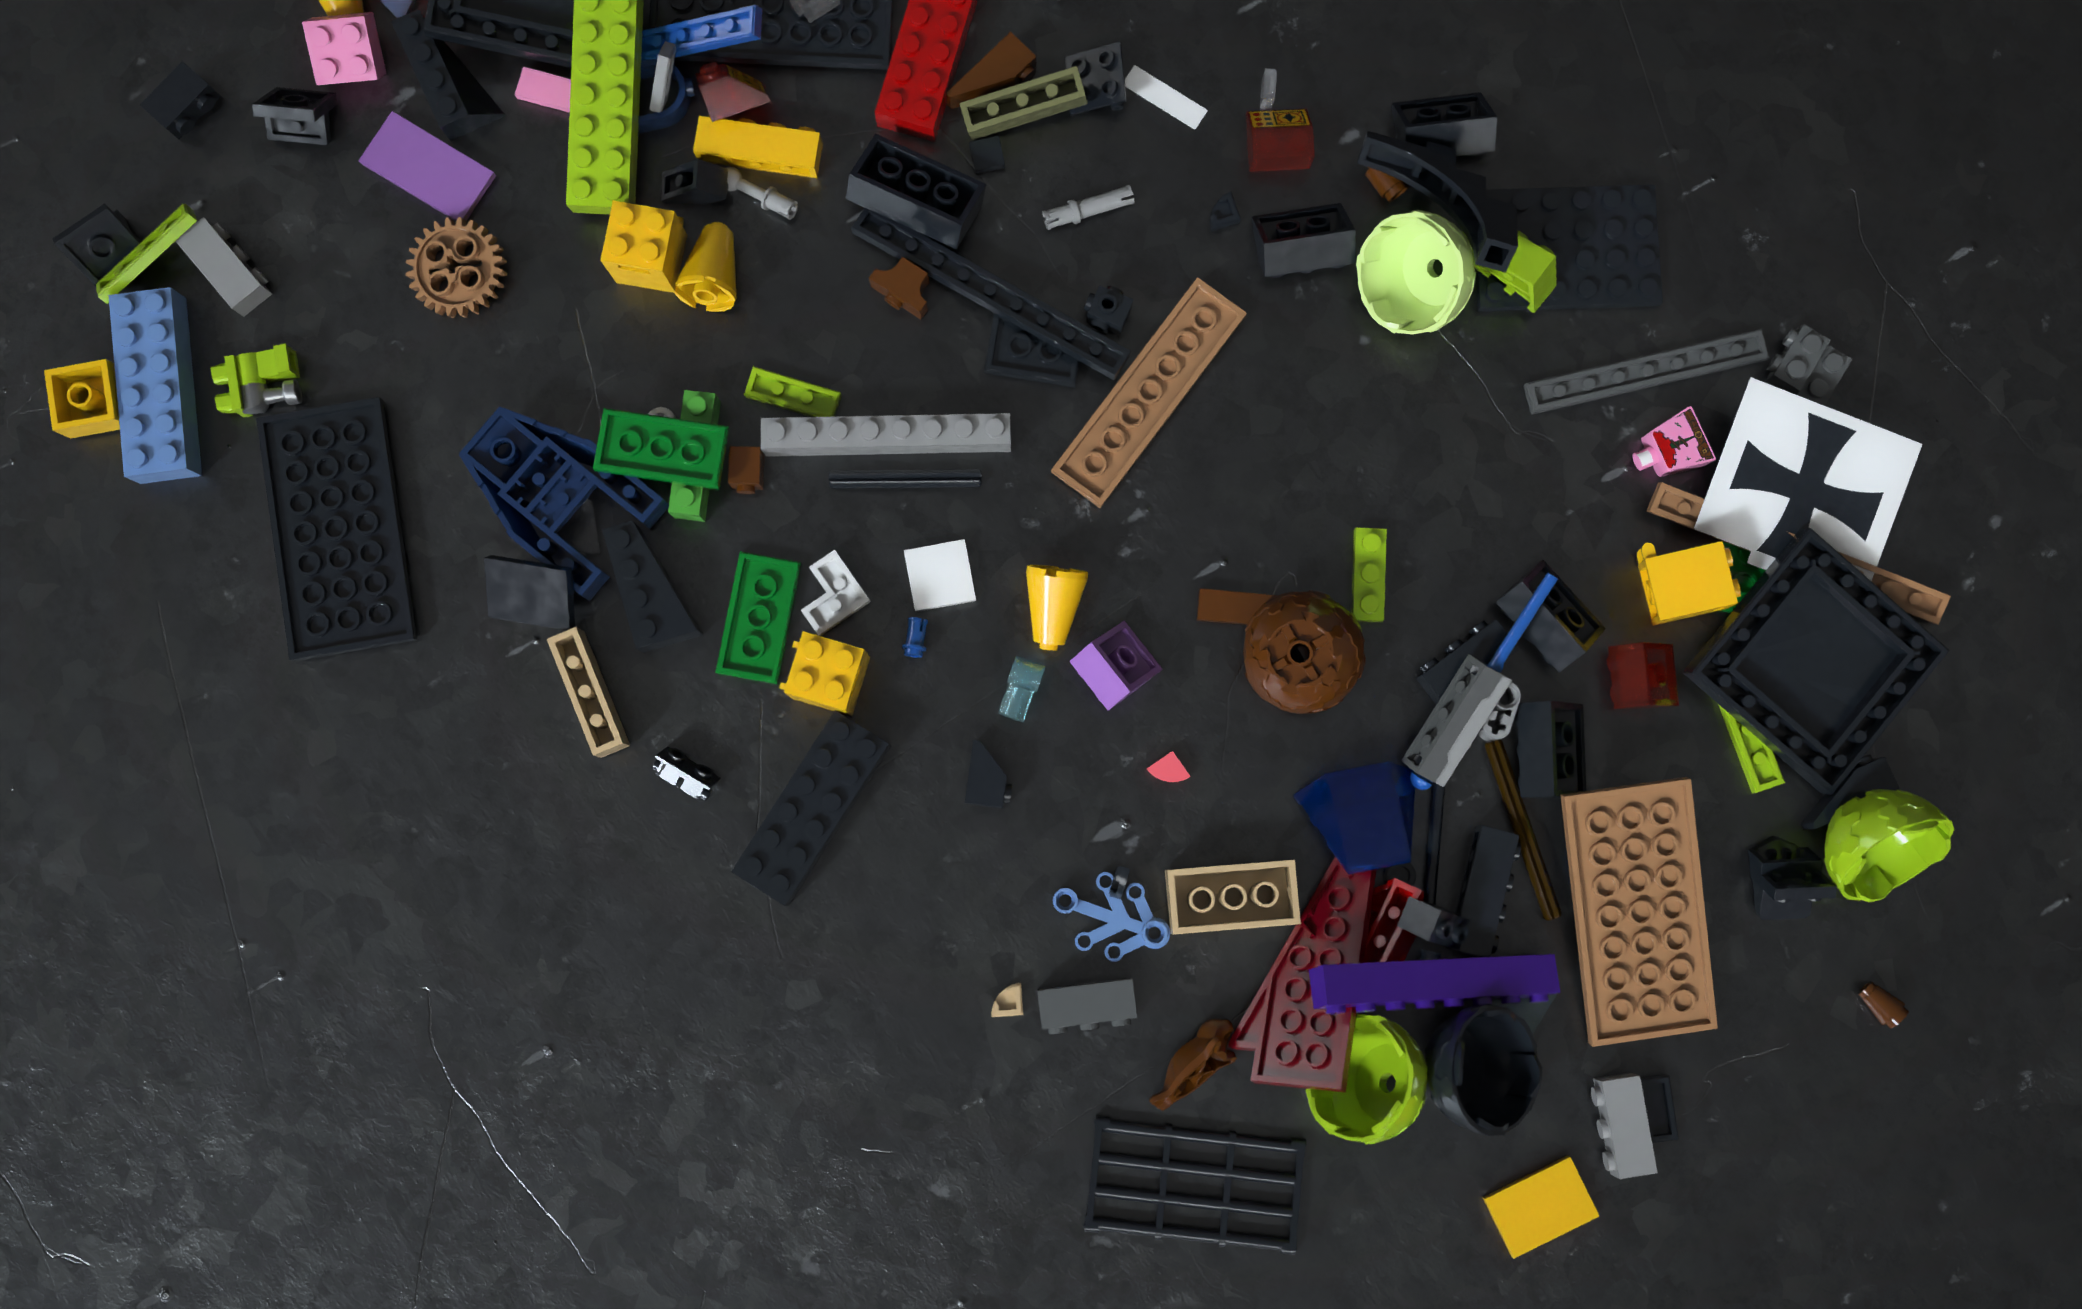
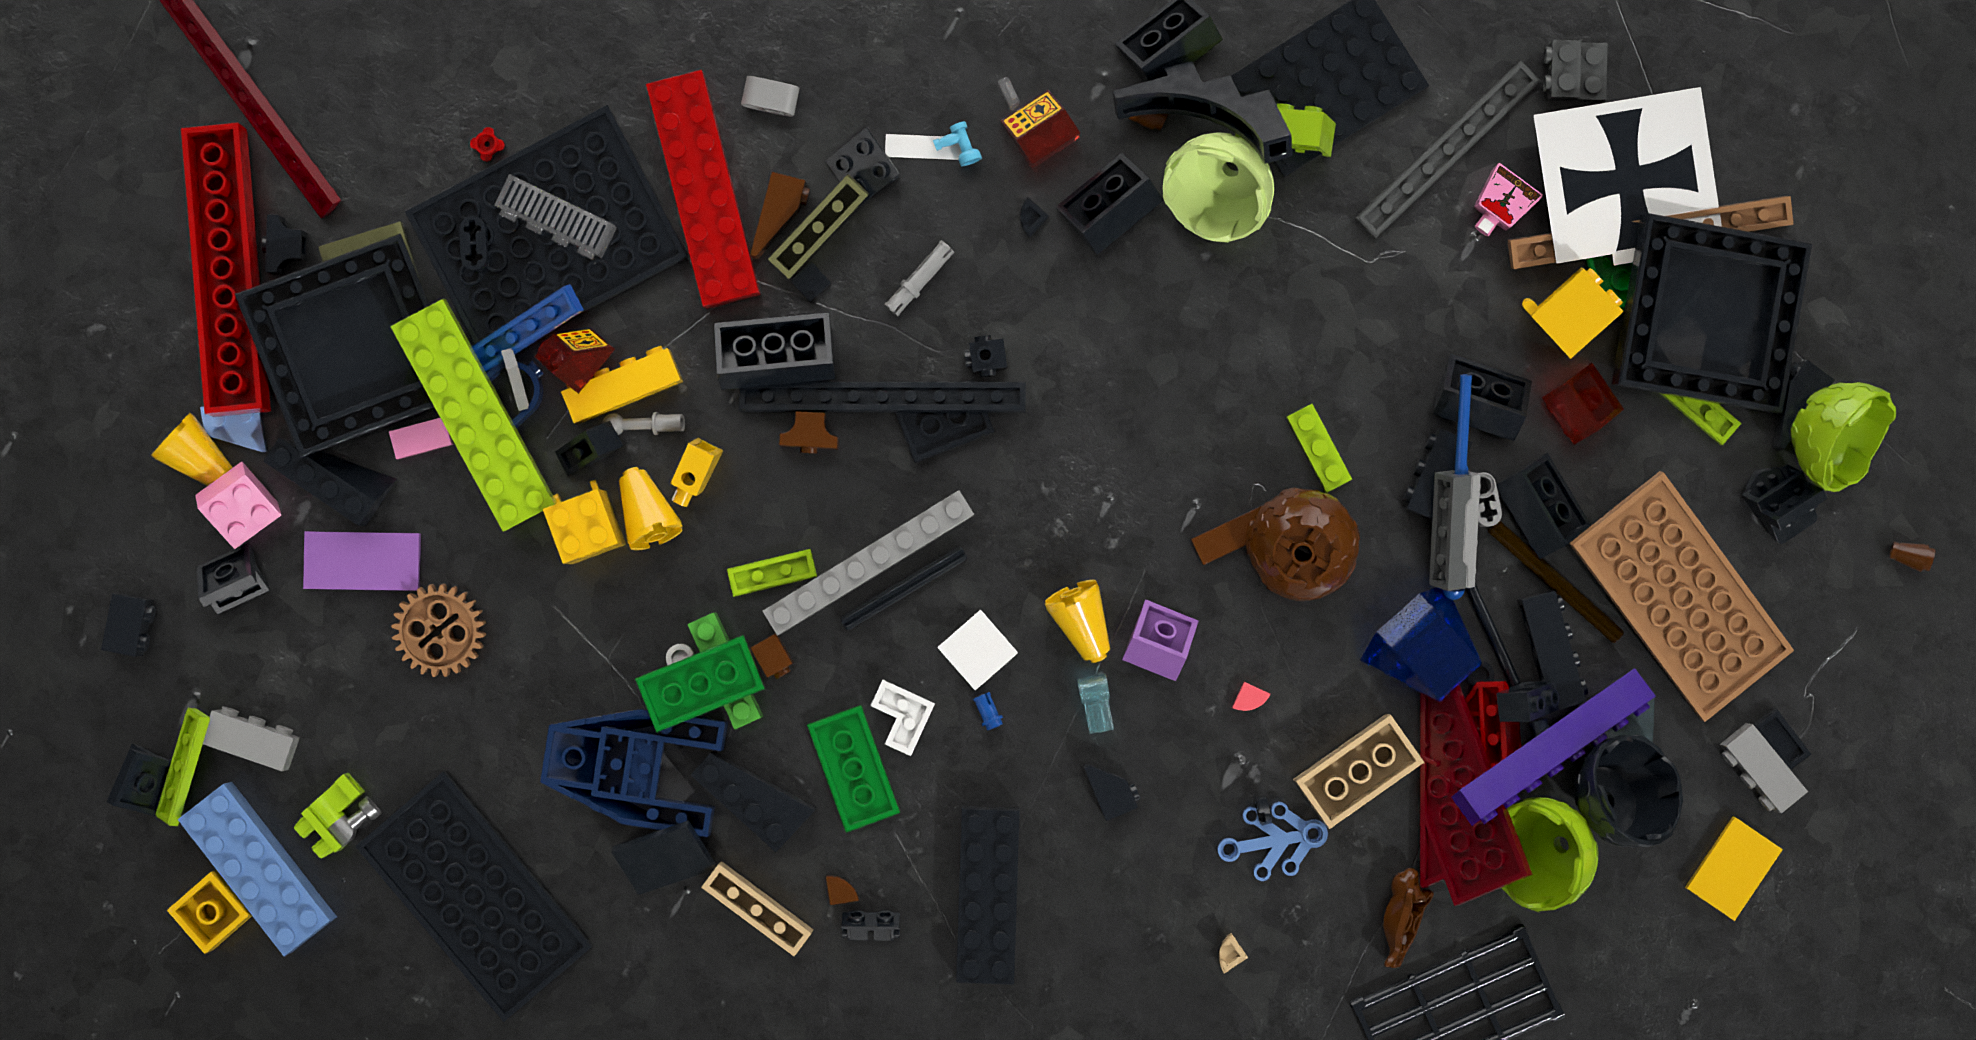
camera: 25 degrees left, 5 degrees up
(677, 724) = (840, 890): none -> reddish brown tile
(777, 257) = (699, 460): none -> yellow torso
(826, 673) = (937, 785): yellow container -> none
(1087, 1005) = (1293, 920): dark grey brick -> none
(1148, 392) = (1058, 403): medium nougat plate -> none
(1199, 124) = (959, 136): none -> medium azure piece

